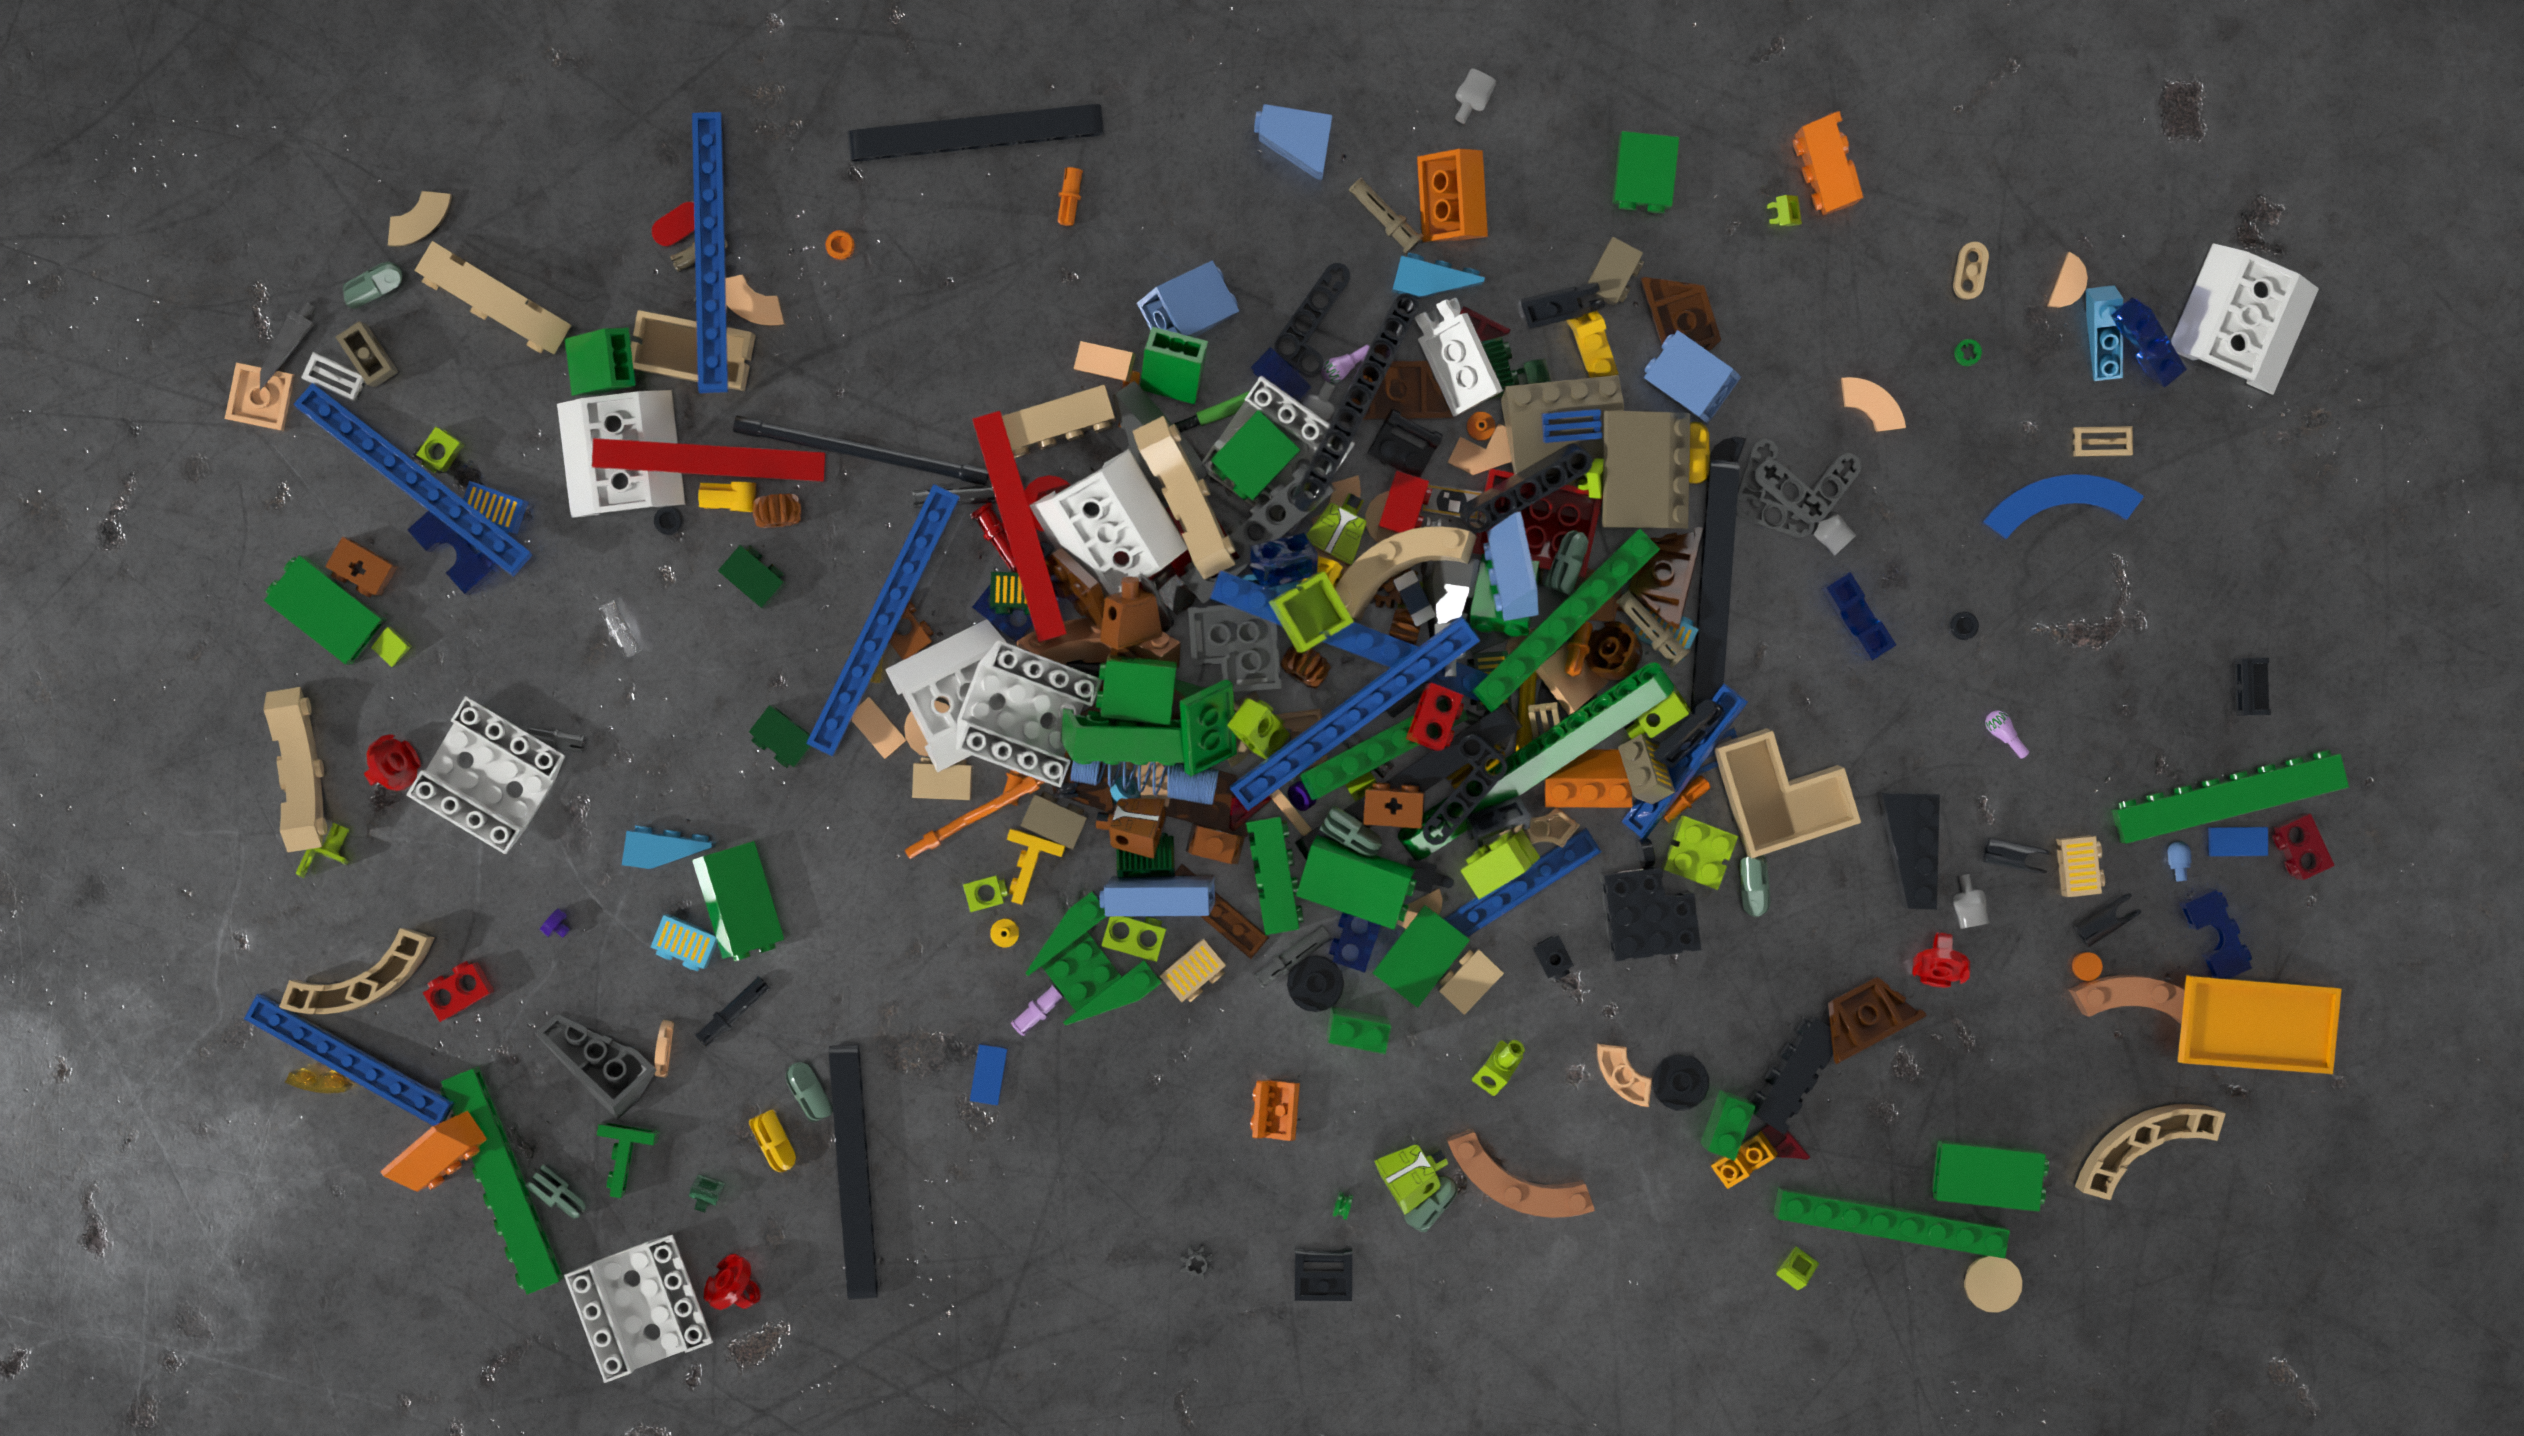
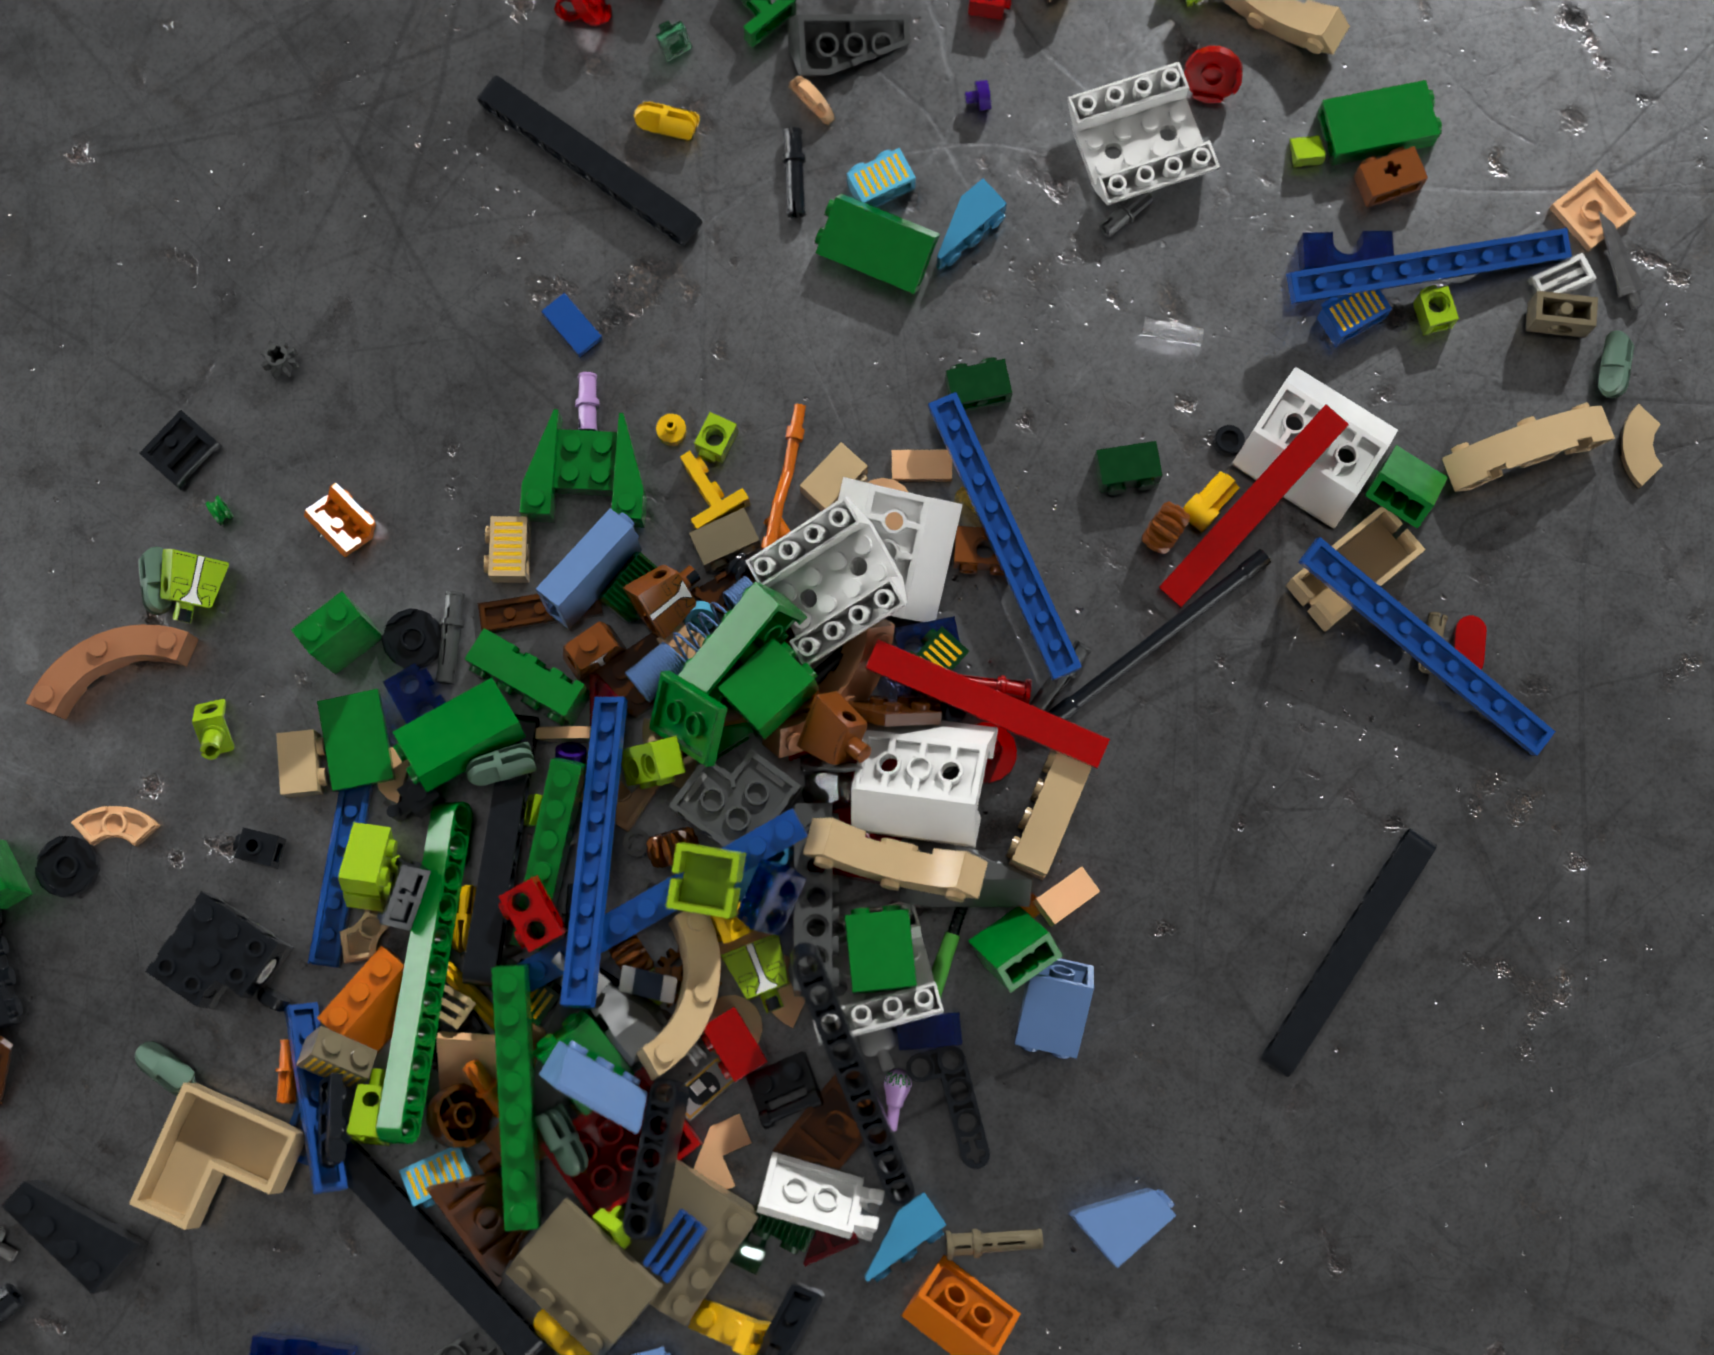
camera: 135 degrees right, 10 degrees down
(752, 305) = (1354, 648): light nougat tile -> none
(808, 1092) = (681, 177): sand green arm -> none
(840, 245) = (1344, 762): orange tile -> none
(1069, 196) = (1230, 985): orange axle -> none
(1132, 942) = (572, 519): lime brick -> none
(1378, 813) = (494, 801): dark orange brick -> none
(1461, 793) = (450, 881): black beam -> none
(1475, 431) = (751, 1162): orange tile -> none
(1665, 638) = (429, 1166): dark tan pin -> none
(1699, 852) = (230, 1044): lime piece -> none

